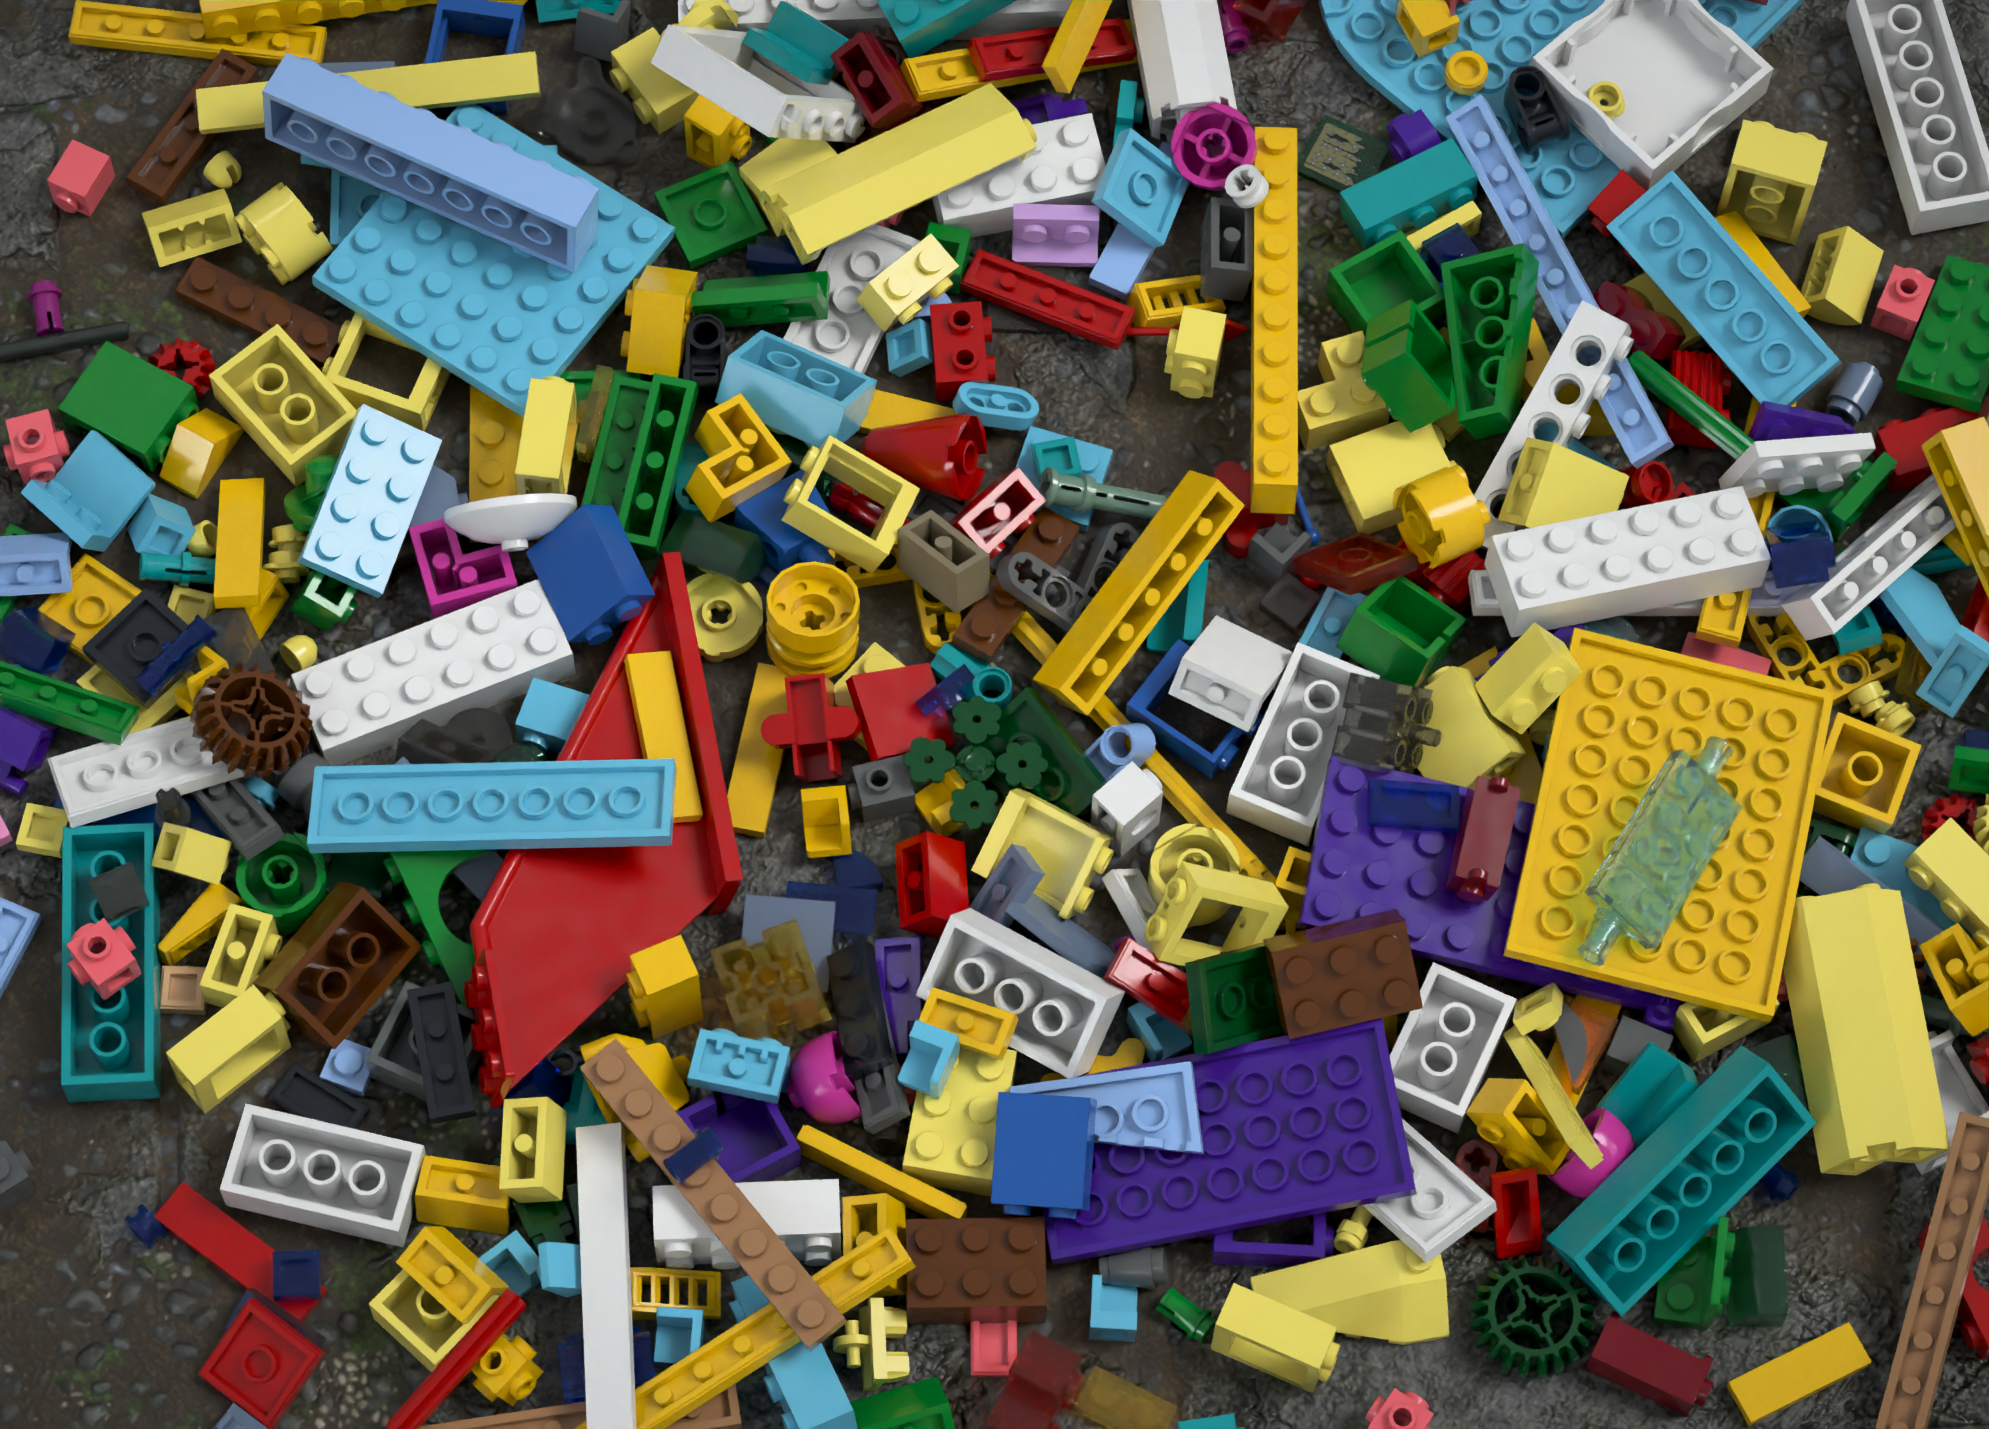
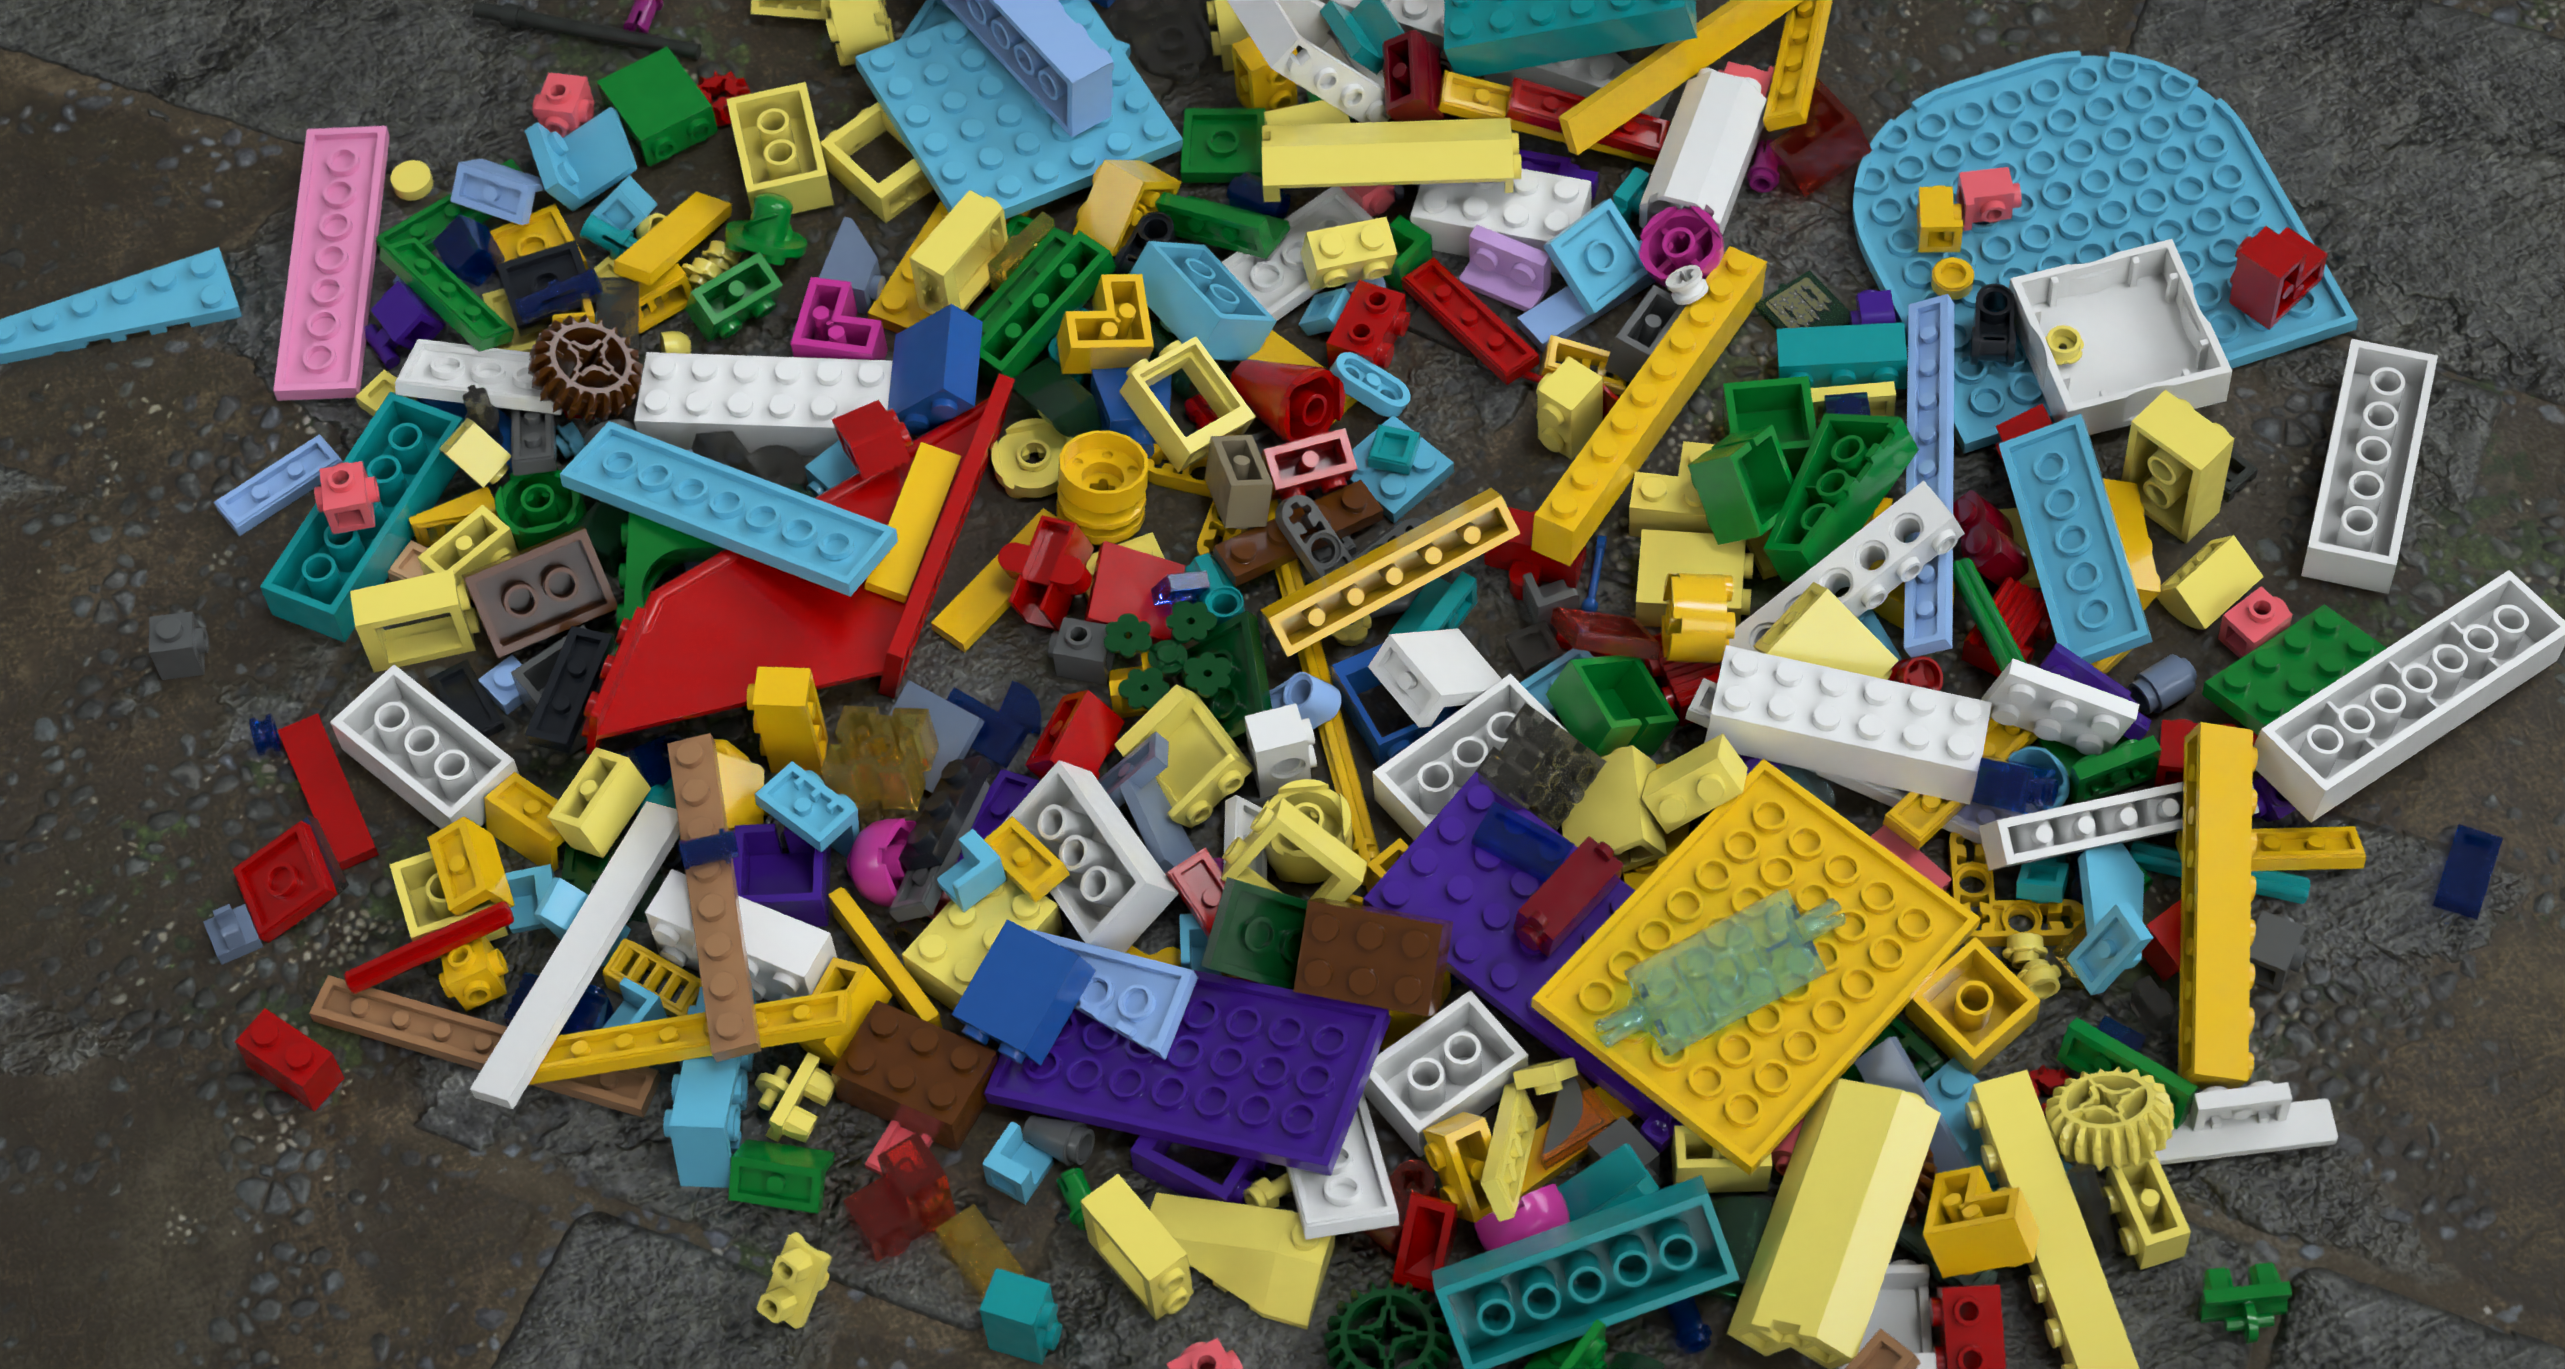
camera: 35 degrees right, 10 degrees down
(119, 892) = (398, 457): clear smoke tile -> none
(198, 451) = (693, 162): yellow slope -> none
(257, 309) = (799, 63): reddish brown plate -> none
(296, 1275) = (354, 822): clear blue plate -> none
(369, 501) = (790, 242): plate -> none
(511, 519) = (889, 293): white dish -> none
(581, 672) = (873, 439): none -> red brick
(826, 821) = (1021, 655): yellow panel -> none
(1084, 493) = (1400, 481): sand green pin -> none

